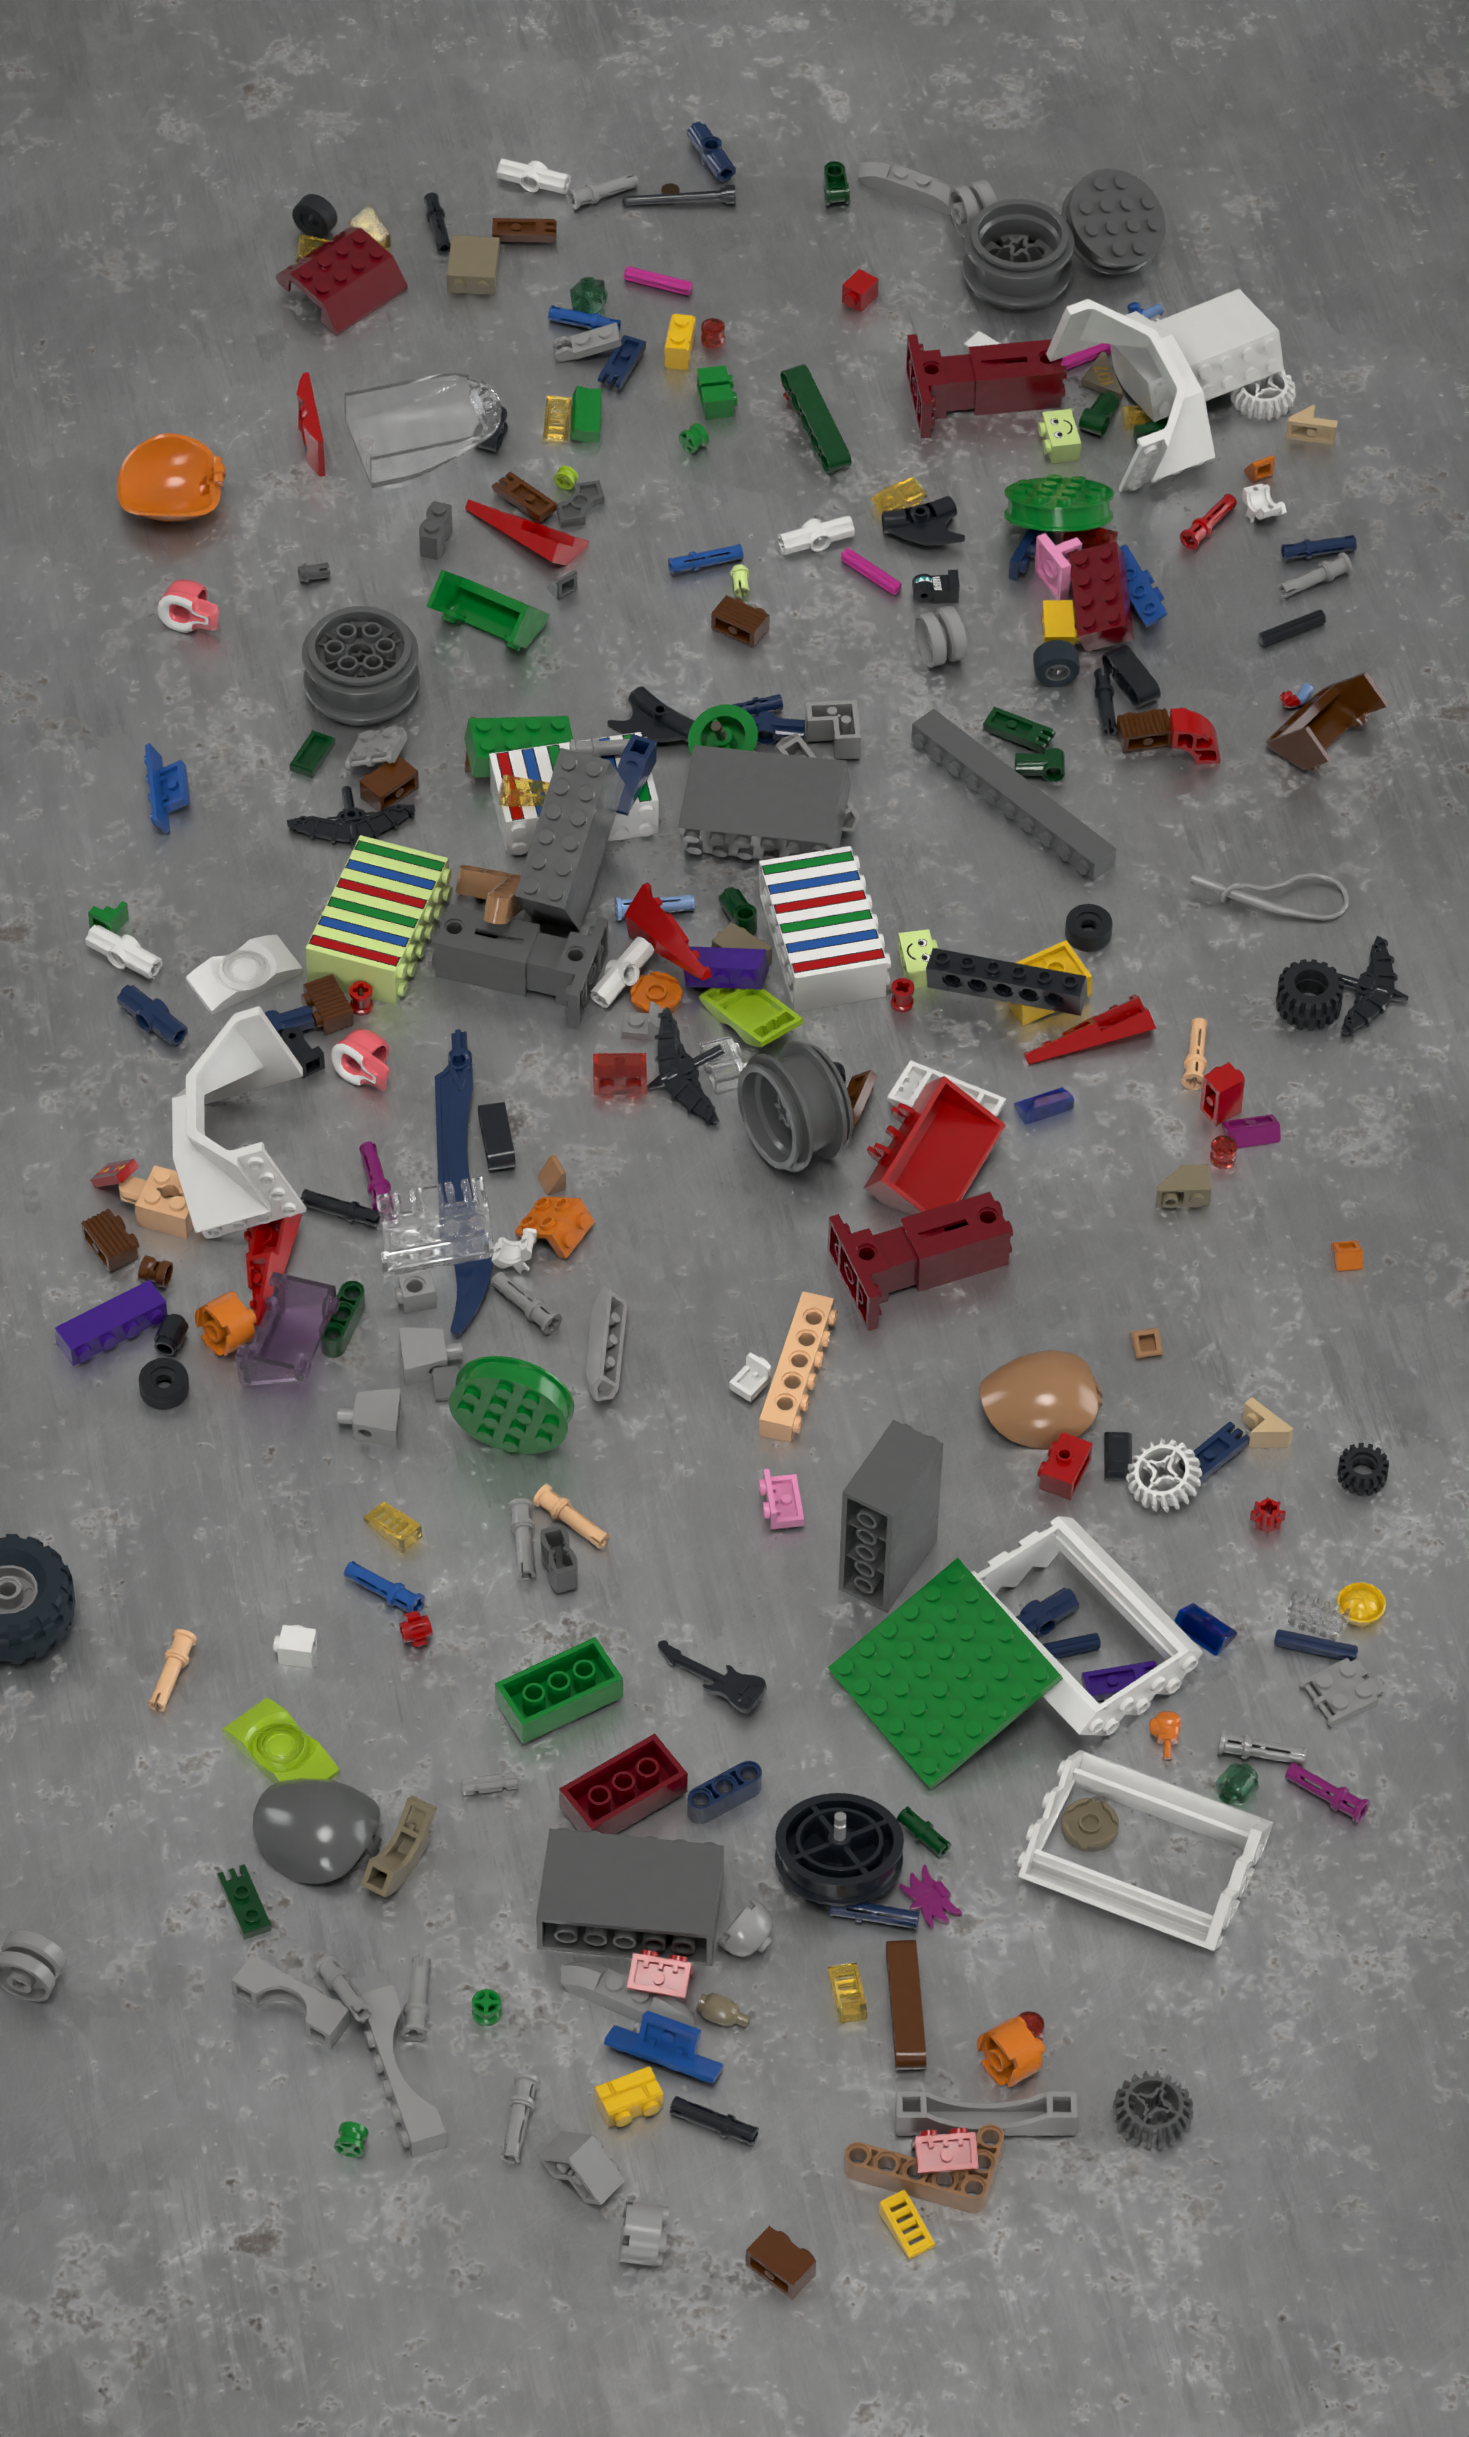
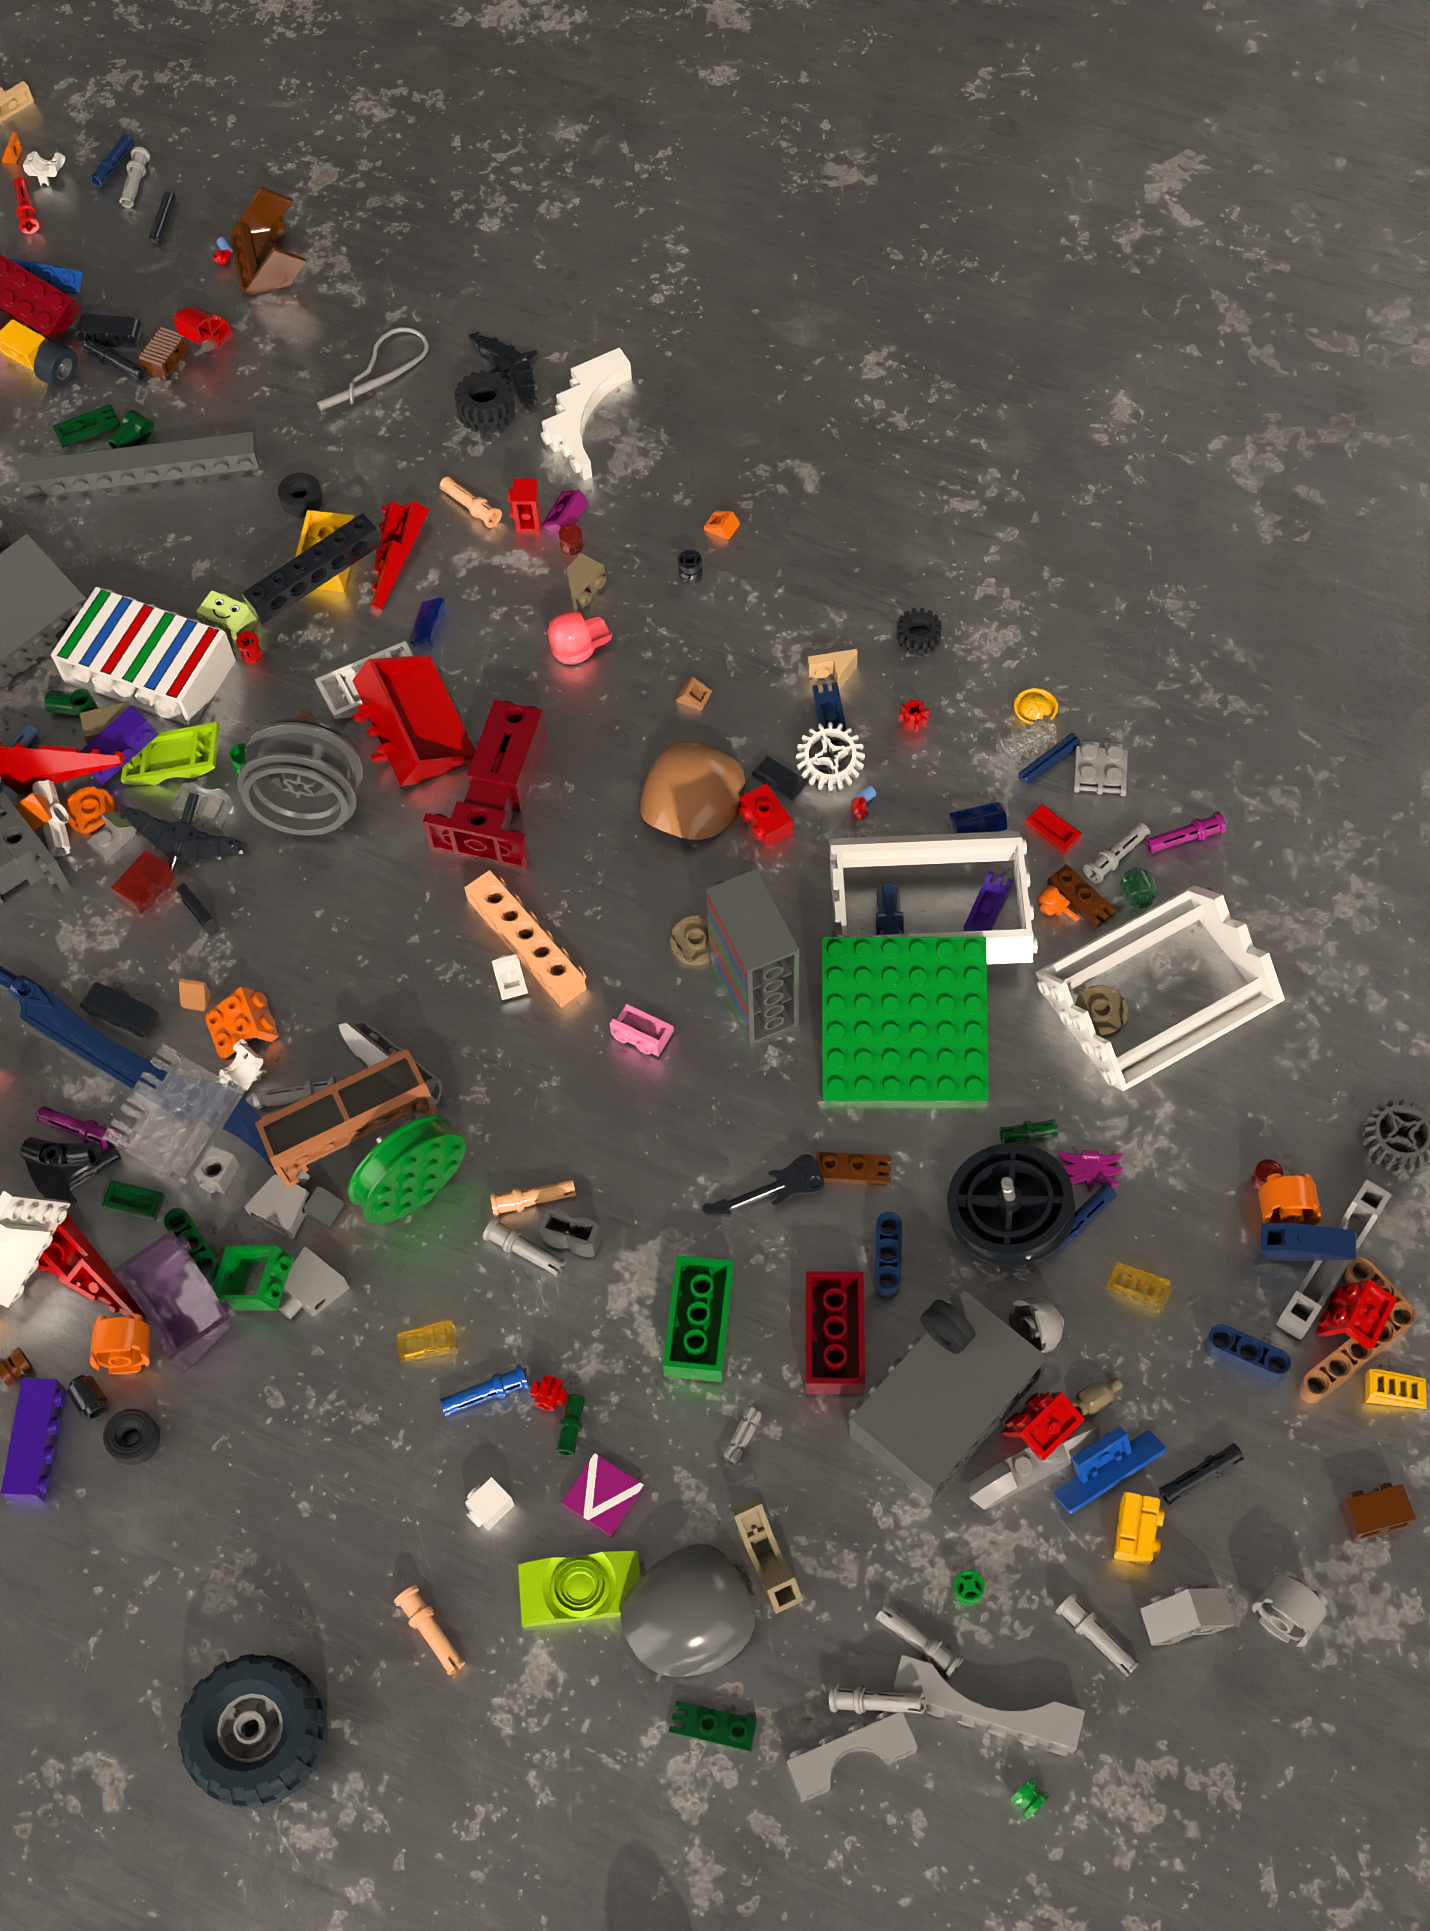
camera: 50 degrees left, 10 degrees up
(333, 1183) = (57, 1164): none -> black pin
(334, 1374) = (237, 1262): none -> green window
(348, 1257) = (133, 1200): none -> dark green tile
(365, 1719) = (602, 1495): none -> magenta tile
(403, 1661) = (570, 1425): none -> dark green pin
(524, 1333) = (344, 1114): none -> windscreen
(613, 954) = (34, 810): none -> orange slope
(628, 1126) = (197, 909): none -> black tile
(674, 1840) = (947, 1326): none -> black tyre
(784, 1726) = (854, 1168): none -> reddish brown hinge
(848, 2109) = (1262, 1353): none -> dark blue beam
(906, 2005) = (1185, 1251): reddish brown beam -> none
(980, 2080) = (1306, 1242): none -> dark blue slope
(1074, 1645) = (931, 913): dark blue axle -> none
(1111, 1210) = (574, 638): none -> coral piece
(1144, 1527) = (859, 802): none -> red arm
(1193, 1746) = (1081, 896): none -> reddish brown hinge
(1245, 1689) = (1053, 828): none -> red tile
(1274, 1256) = (690, 566): none -> black wheel
(1369, 1065) = (588, 386): none -> white arch

